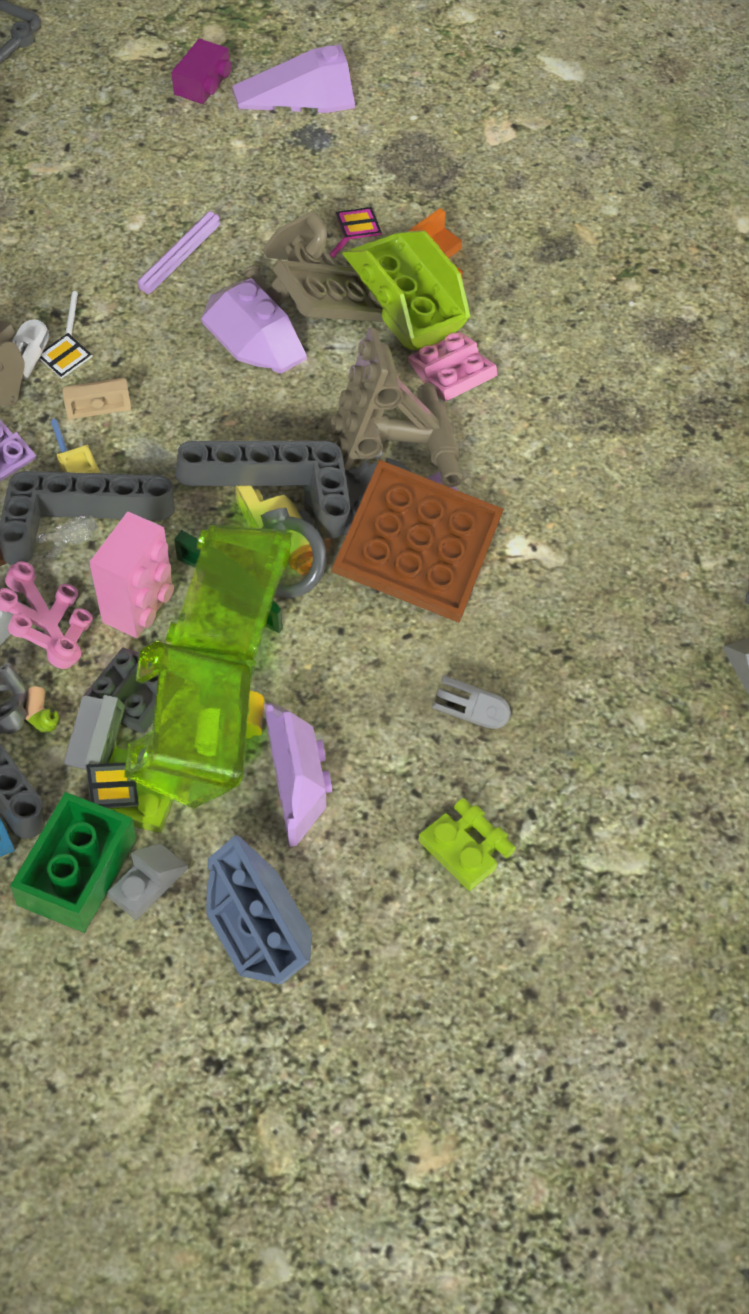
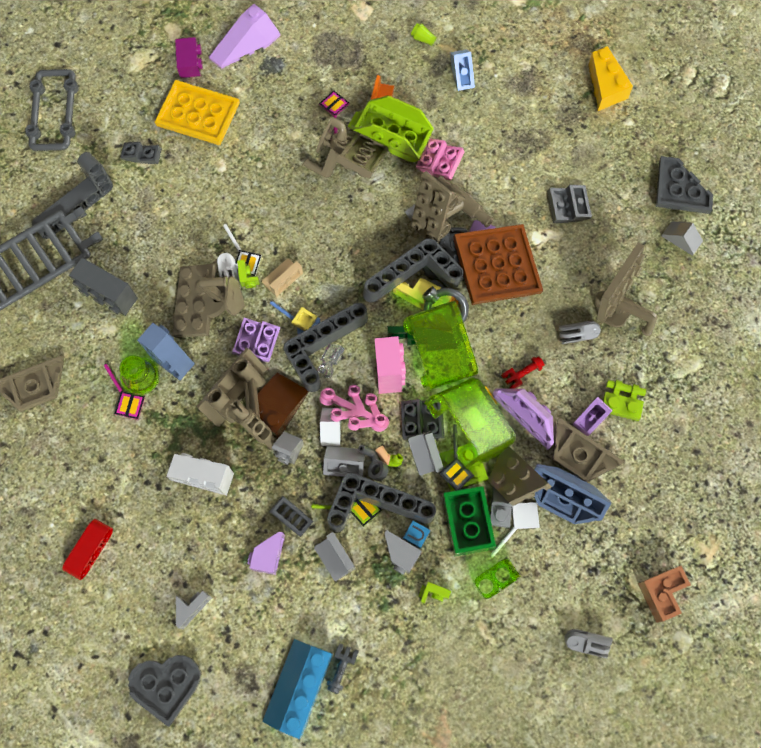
camera: 30 degrees left, 15 degrees up
(39, 153) = (141, 154): none -> dark grey slope
(40, 956) = (505, 563): none -> clear neon green piece
(43, 364) = (244, 273): none -> lime bracket
(111, 1160) = (588, 643): none -> light grey arm
(157, 141) = (197, 112): none -> yellow plate
(172, 917) = (524, 517): none -> white piece
(178, 252) = (259, 171): lavender axle -> none
(193, 838) = (515, 478): none -> dark tan wing
(253, 327) = (328, 193): lavender wedge -> none
(286, 1148) = (659, 592): none -> nougat panel
(318, 712) = (537, 363): none -> red hinge
(333, 880) = (581, 454): none -> dark tan wing
(393, 835) = (592, 416): none -> lavender slope
(558, 196) = (423, 35): none -> lime cone
(561, 661) = (612, 304): none -> dark tan plate
(580, 267) = (462, 69): none -> light blue slope
(604, 525) = (569, 204): none -> dark grey slope

